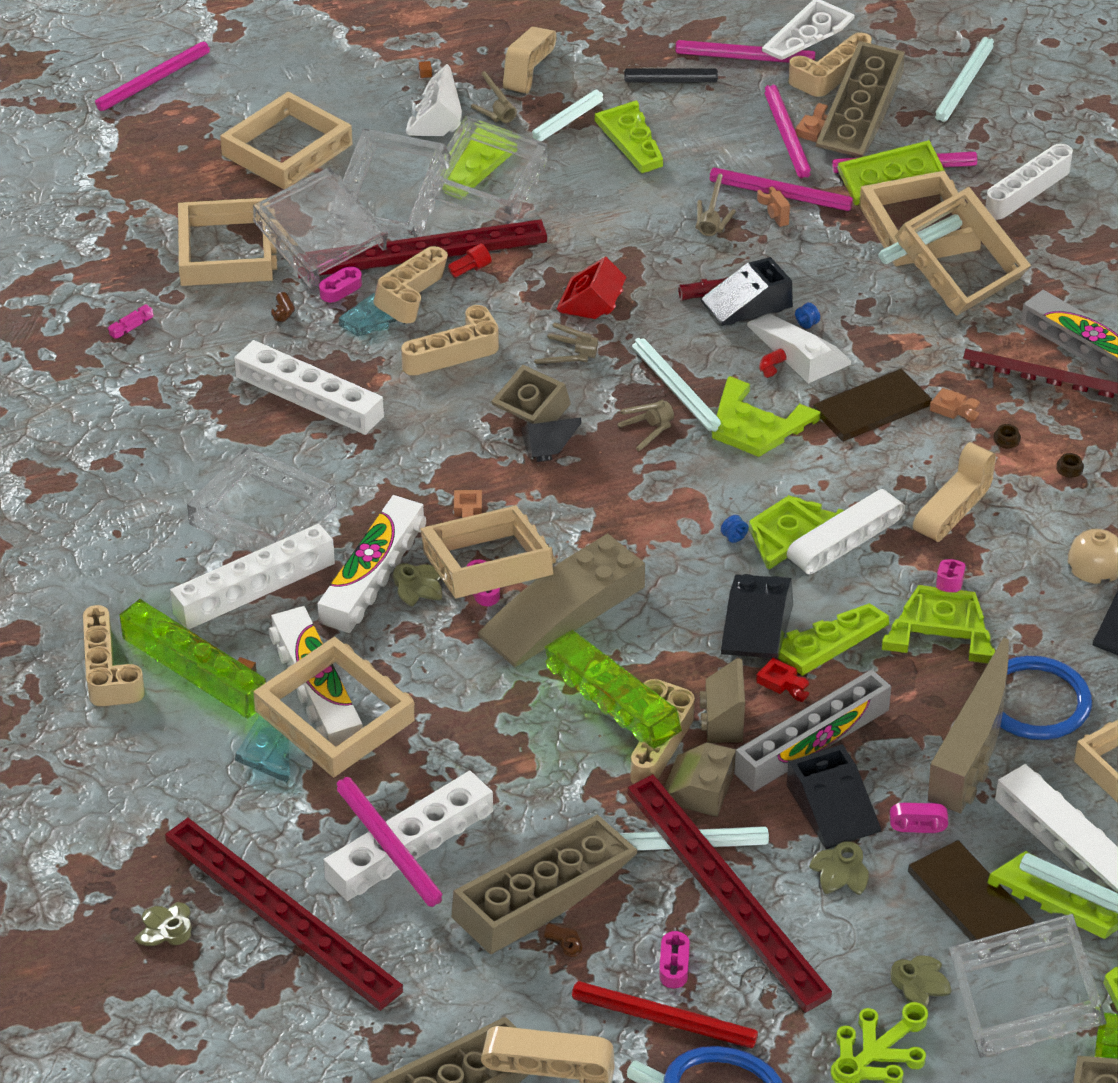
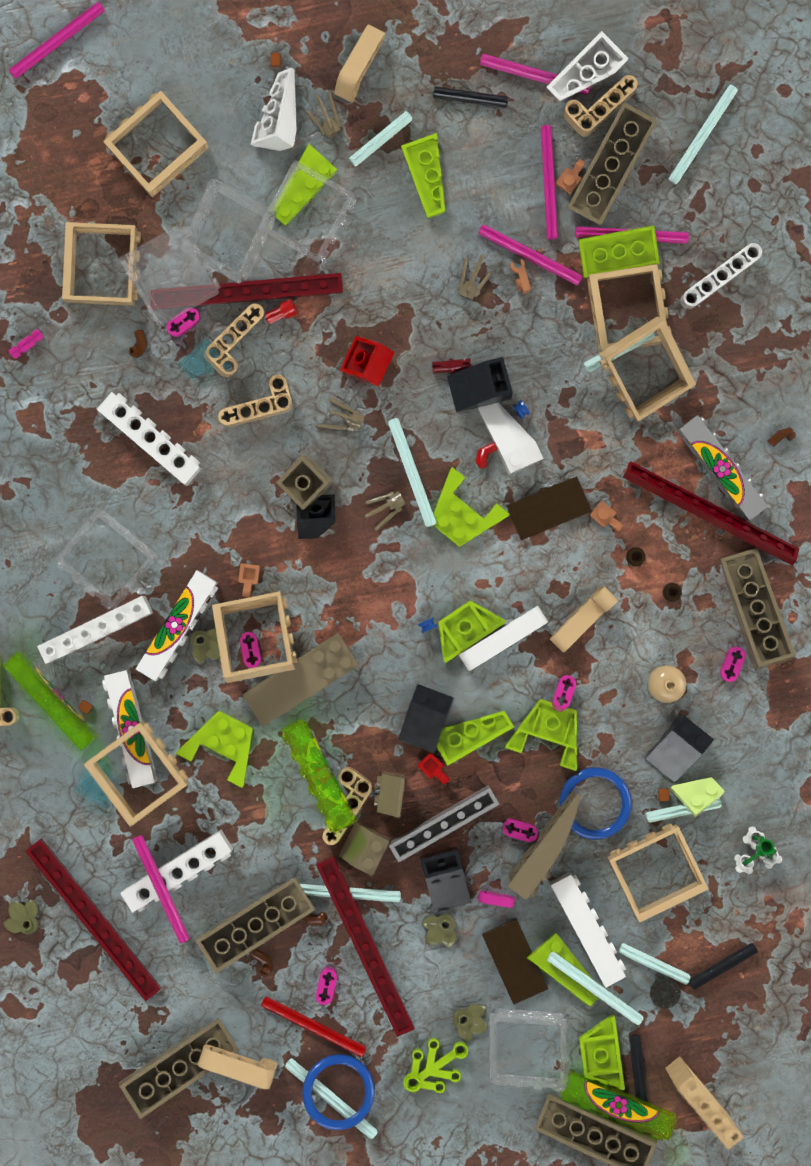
camera: 10 degrees right, 45 degrees up
(463, 681) = (225, 737): none -> lime wing
(637, 876) = (316, 920): none -> reddish brown arm
(930, 736) = (518, 834): none -> dark pink beam

